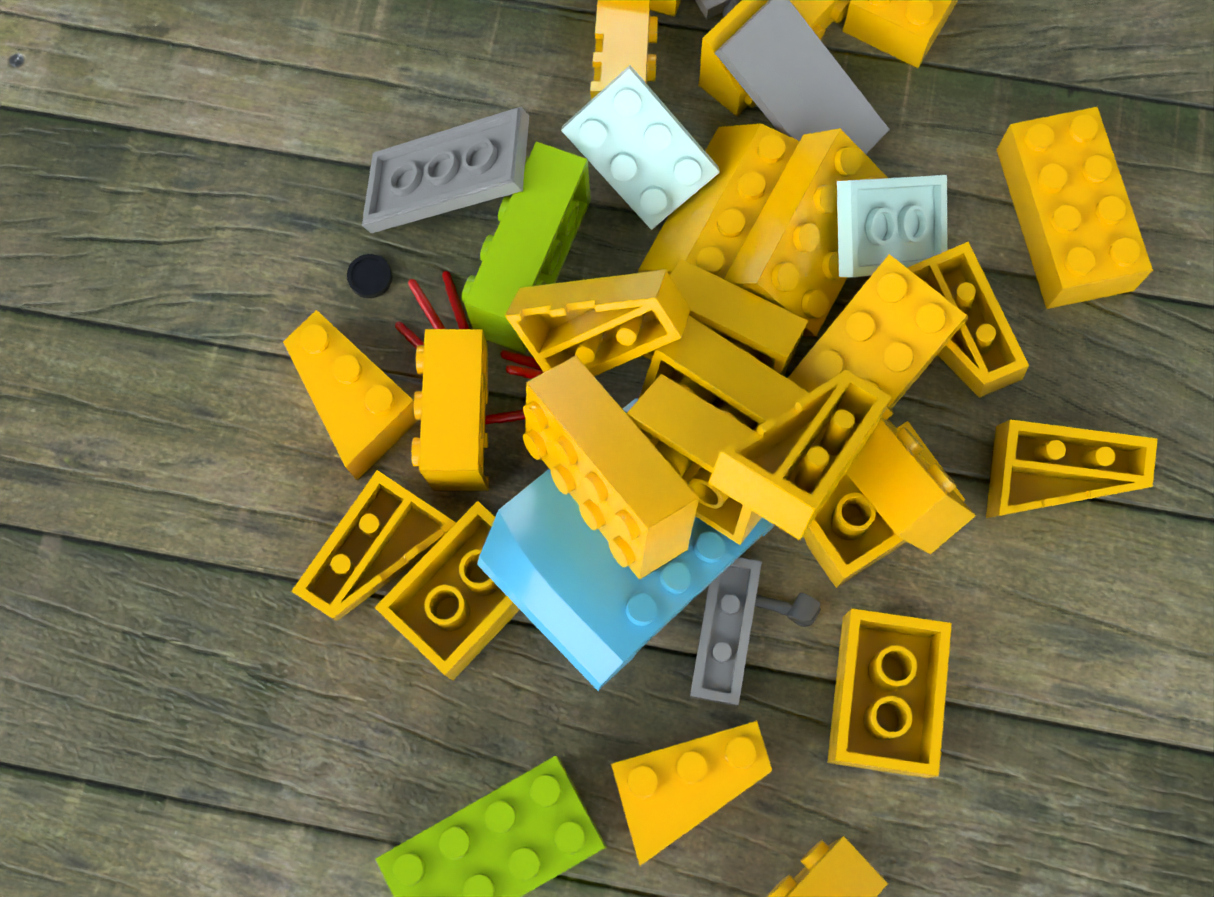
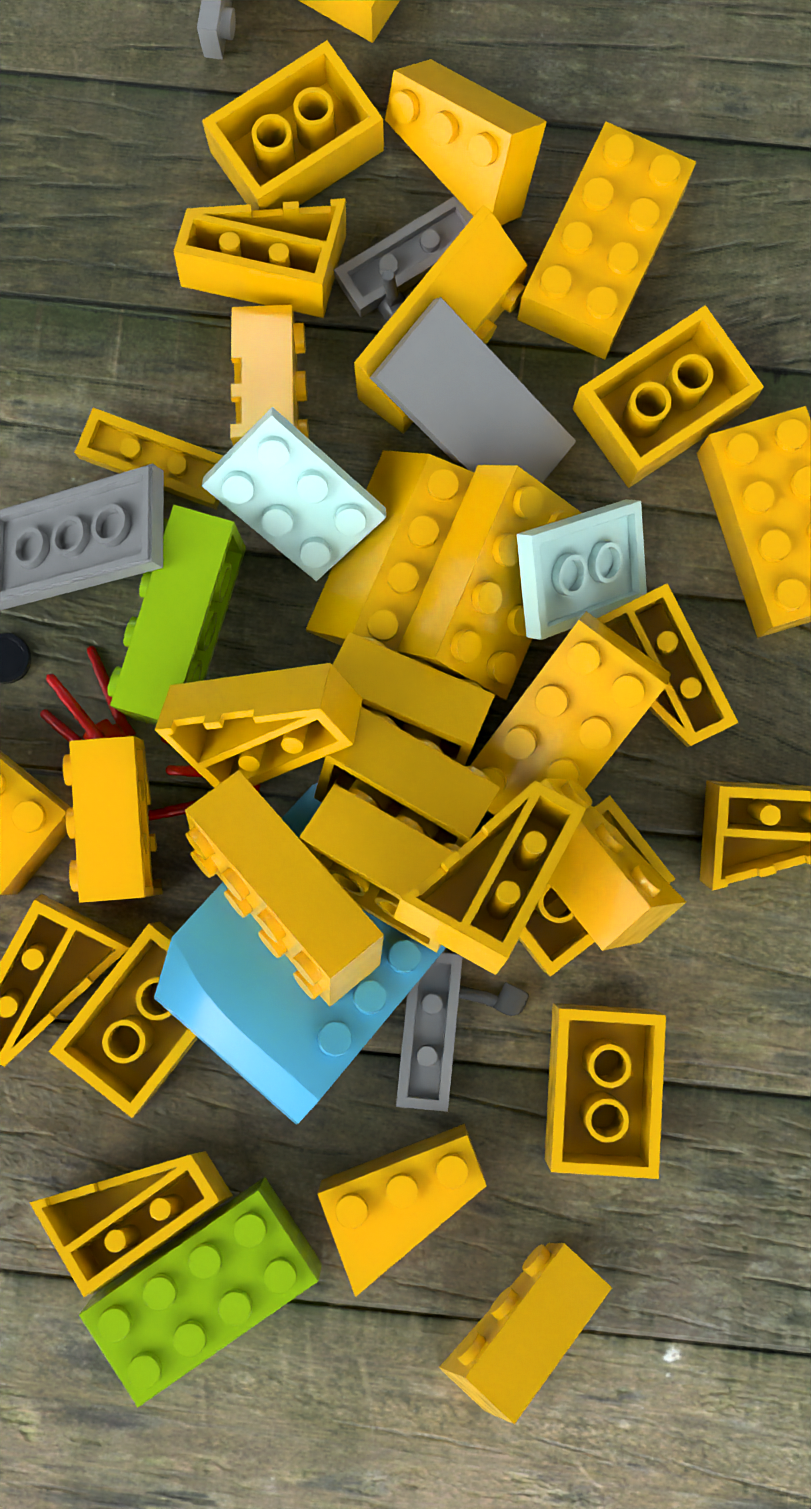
camera: 10 degrees left, 10 degrees up
(433, 773) = (126, 1218): none -> yellow wedge
(485, 98) = (127, 446): none -> yellow plate
(972, 94) = (666, 396): none -> yellow brick

